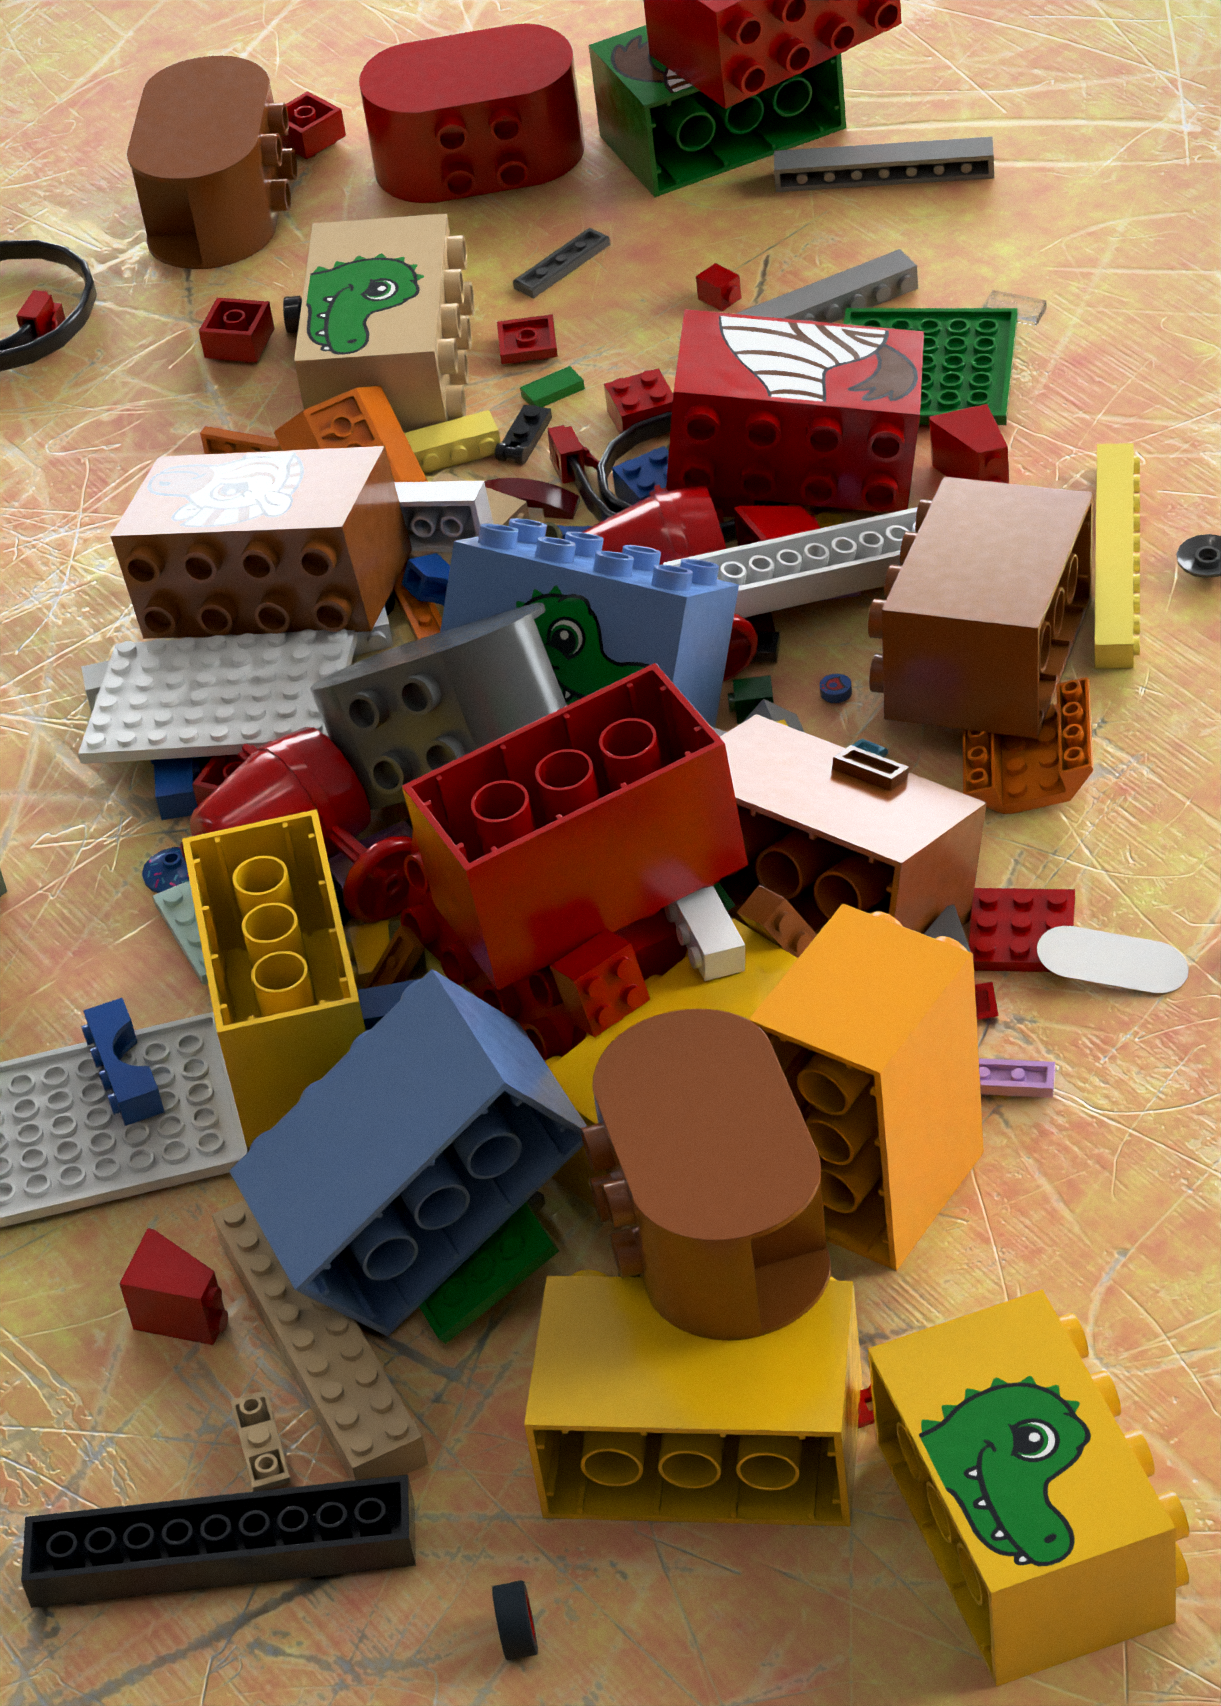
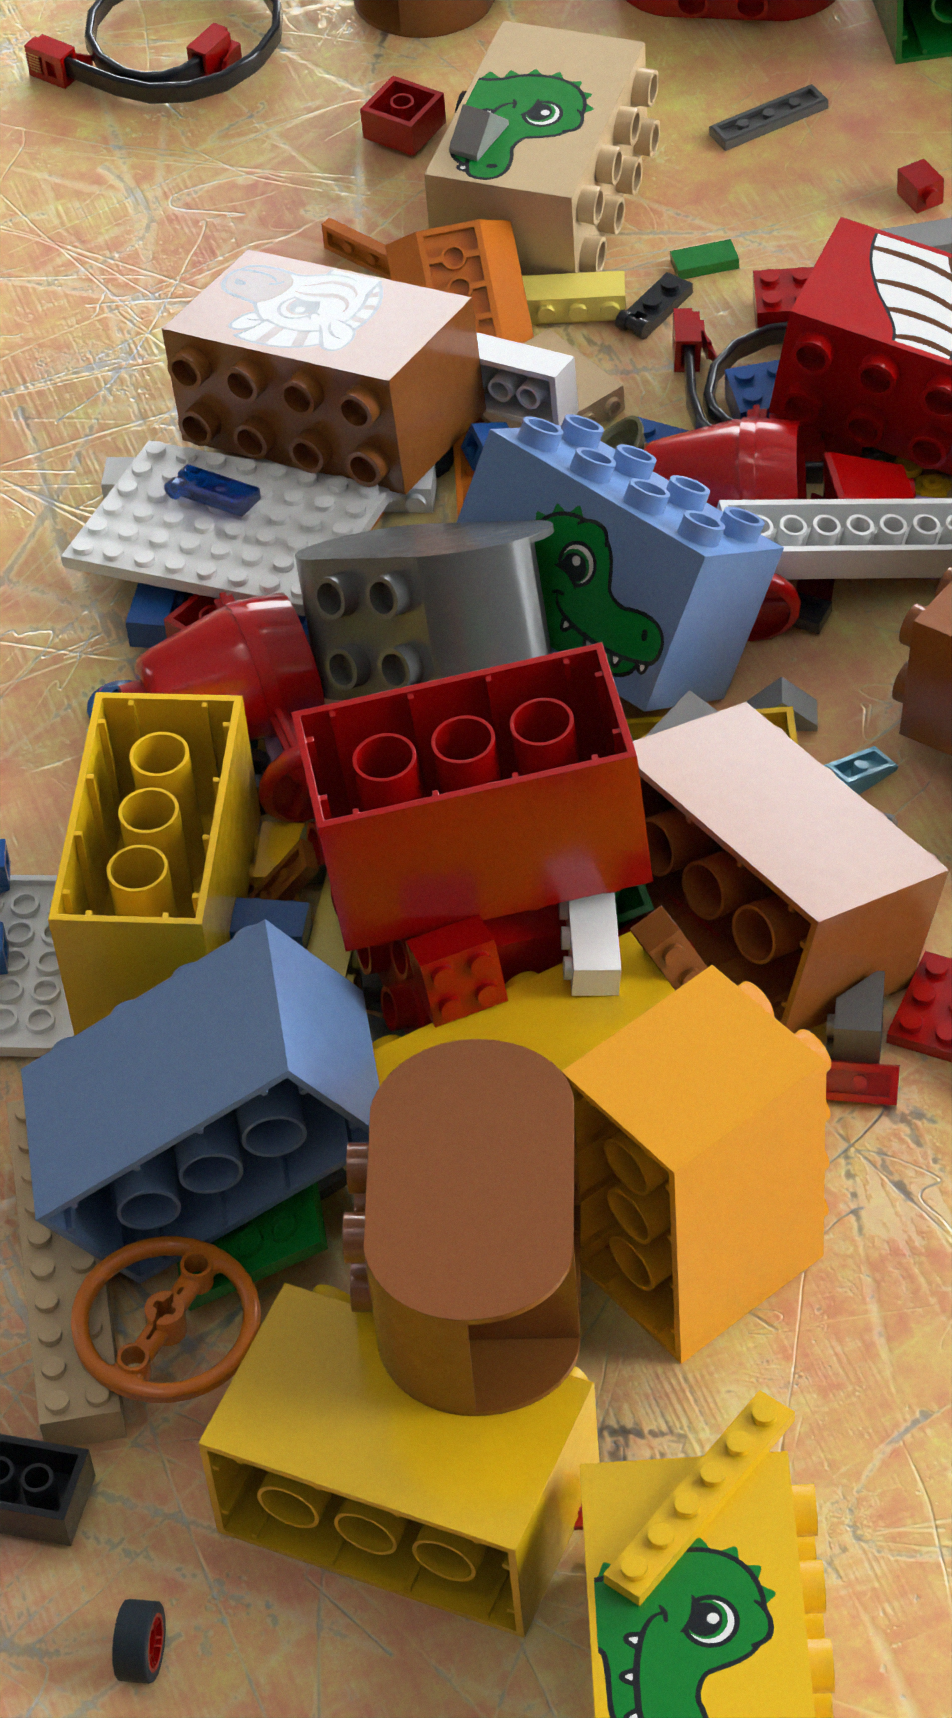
camera: 15 degrees right, 5 degrees up
(197, 666) = (213, 490): none -> clear blue plate
(328, 315) = (475, 132): none -> light grey slope
(421, 1395) = (164, 1319): none -> orange piece
(527, 339) = (698, 197): red plate -> none
(553, 499) = (655, 387): dark red slope -> none
(748, 694) = (771, 665): dark green brick -> none
(835, 688) = (869, 680): blue tile -> none
(870, 768) = (837, 798): reddish brown tile -> none
(983, 1345) = (699, 1498): none -> yellow plate
(1017, 1078) = (877, 1178): lavender plate -> none

